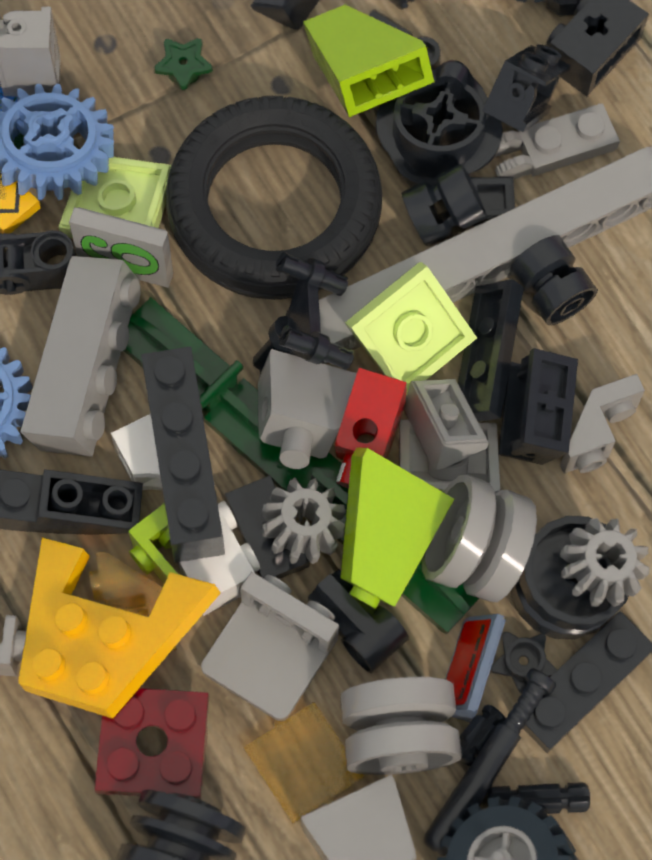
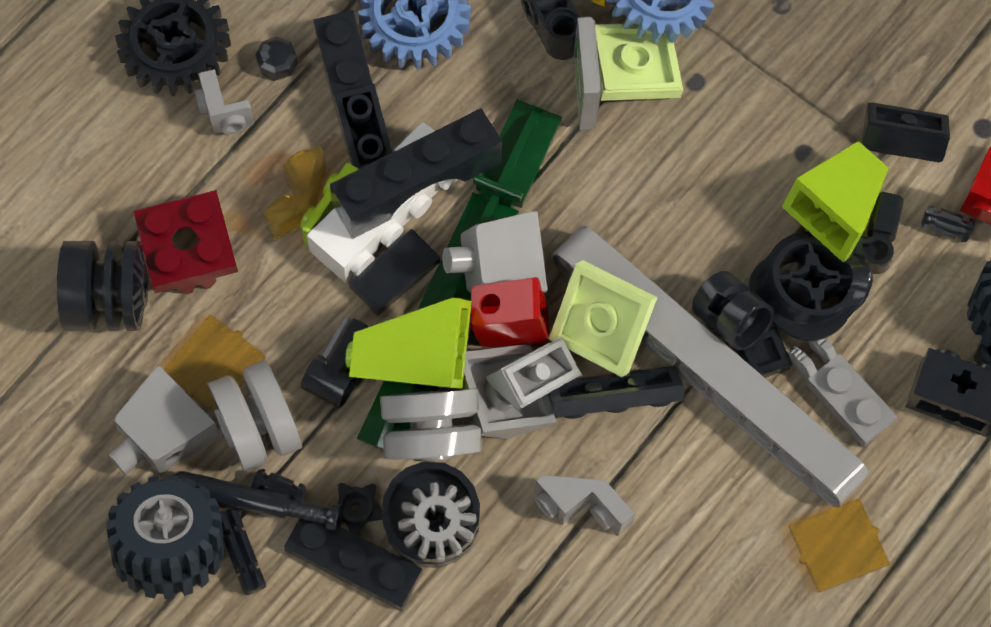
camera: 70 degrees right, 0 degrees up
(81, 356) = (486, 79): light grey brick -> none
(94, 651) = (240, 167): yellow wing -> none
(187, 73) = (781, 76): dark green plate -> none
(261, 123) = (686, 108): black tyre -> none
(271, 646) = (294, 304): light grey bracket -> none
(300, 329) = (560, 226): black axle -> none
(303, 503) = (393, 277): light grey gear -> none
(473, 662) = (333, 466): slope -> none
(526, 86) = (871, 339): black hinge -> none
(538, 407) = (575, 443): black hinge -> none
(550, 275) = (705, 418): black wheel -> none

